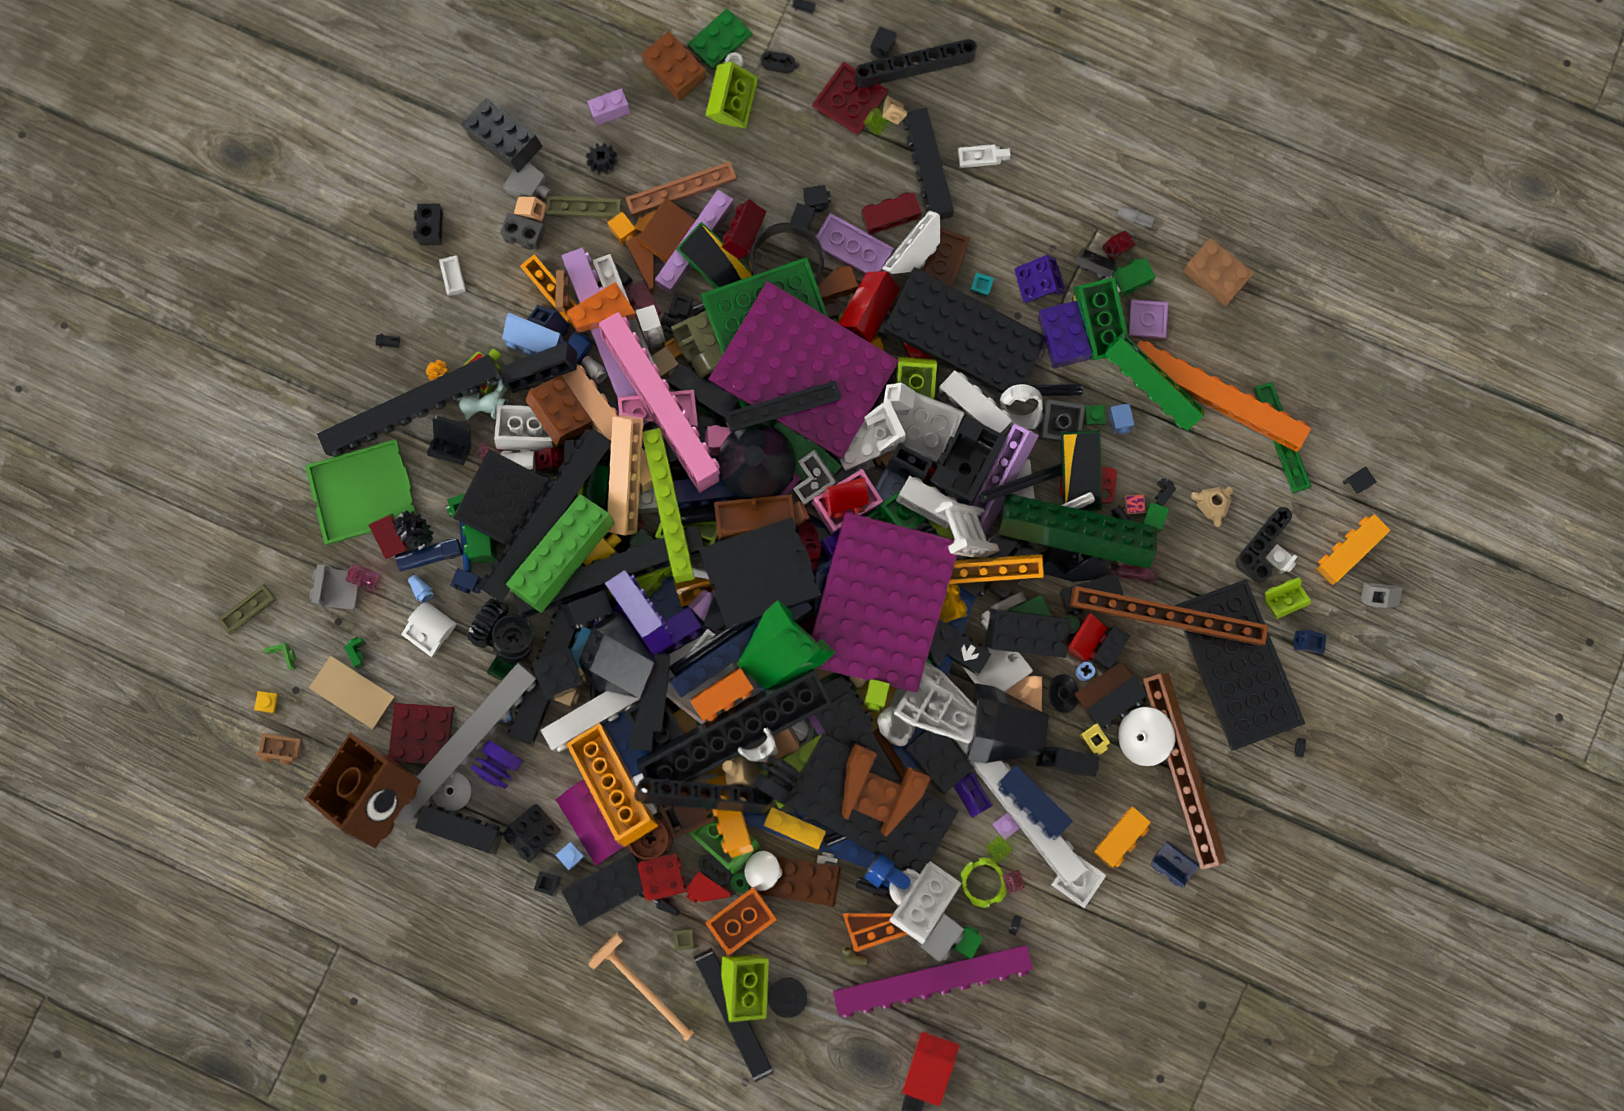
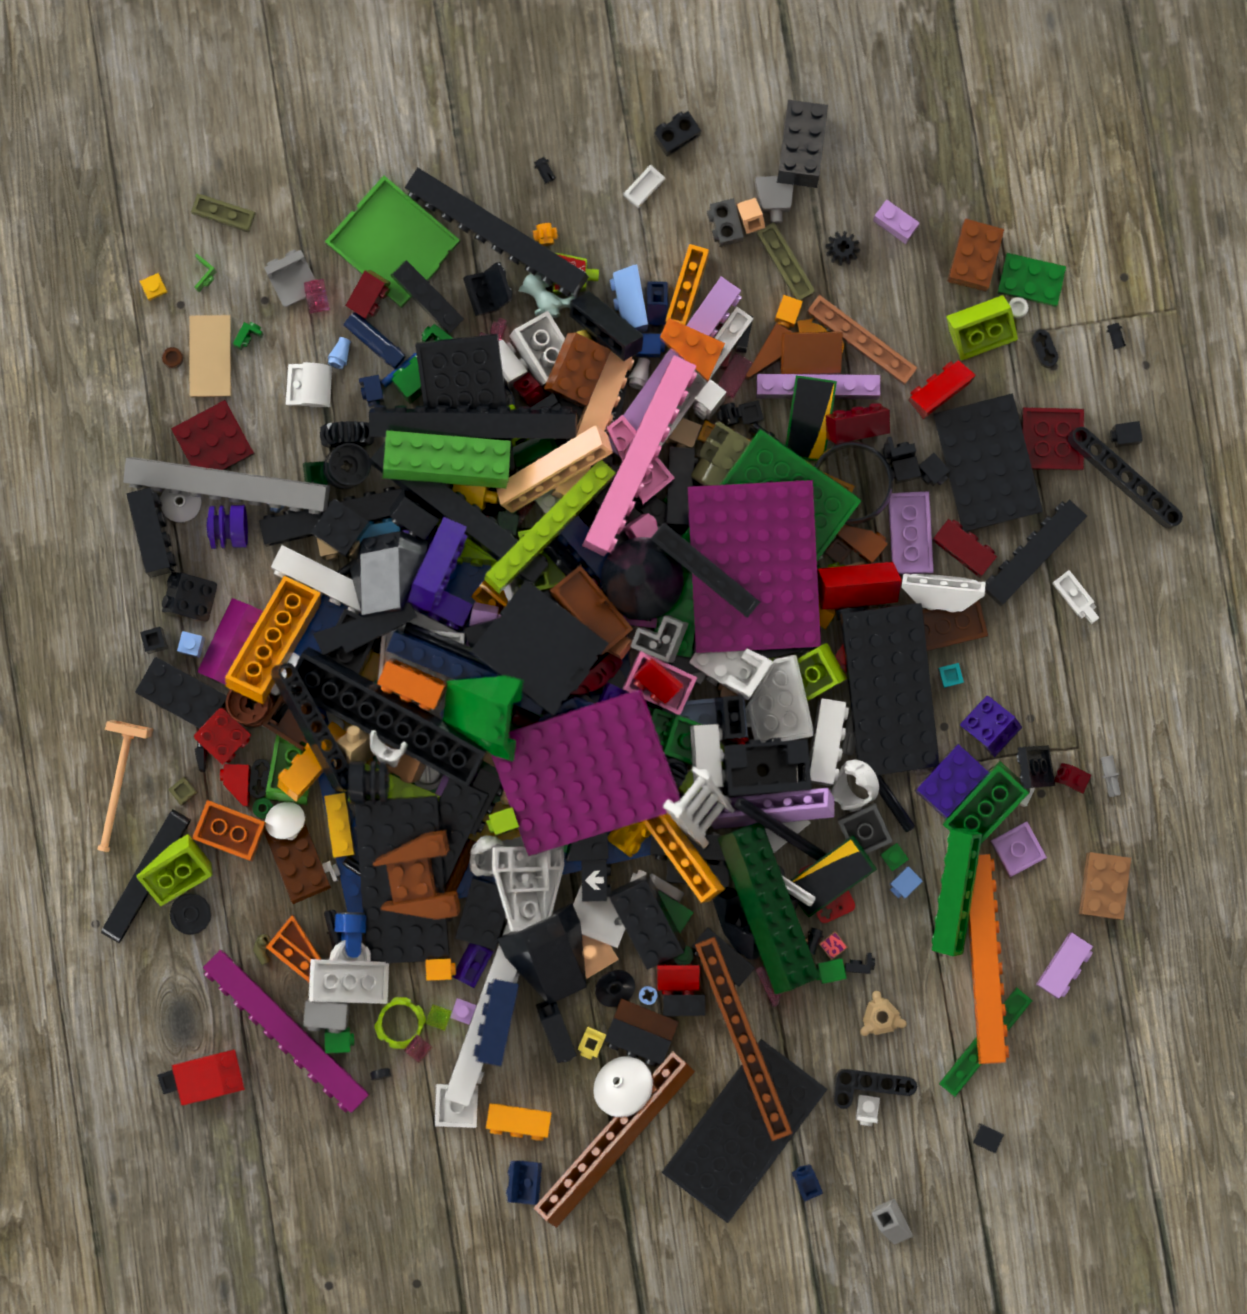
camera: 50 degrees right, 5 degrees up
(279, 747) = (120, 327): medium nougat bracket -> none
(332, 723) = (172, 357): none -> reddish brown tile
(363, 791) = (128, 427): reddish brown brick -> none
(413, 530) = (386, 313): black gear -> none
(422, 491) = (427, 297): none -> black brick
(562, 283) = (695, 294): medium nougat plate -> none
(757, 153) = (941, 388): none -> red slope
(787, 209) = (902, 451): none -> black bracket
(838, 154) = (988, 462): none -> black plate
(875, 121) = (1045, 476): clear neon green plate -> none
(893, 110) = (1065, 486): tan bracket -> none
(900, 396) = (785, 668): white panel -> none
(961, 822) = (440, 969): none -> light orange brick
(1134, 276) = (1048, 809): green brick -> none
(1260, 340) = (1065, 966): none -> lavender brick
(1286, 598) = (833, 1137): lime bracket -> none
(1300, 747) = (703, 1231): black tile -> none
(1353, 549) = (918, 1169): light orange brick -> none

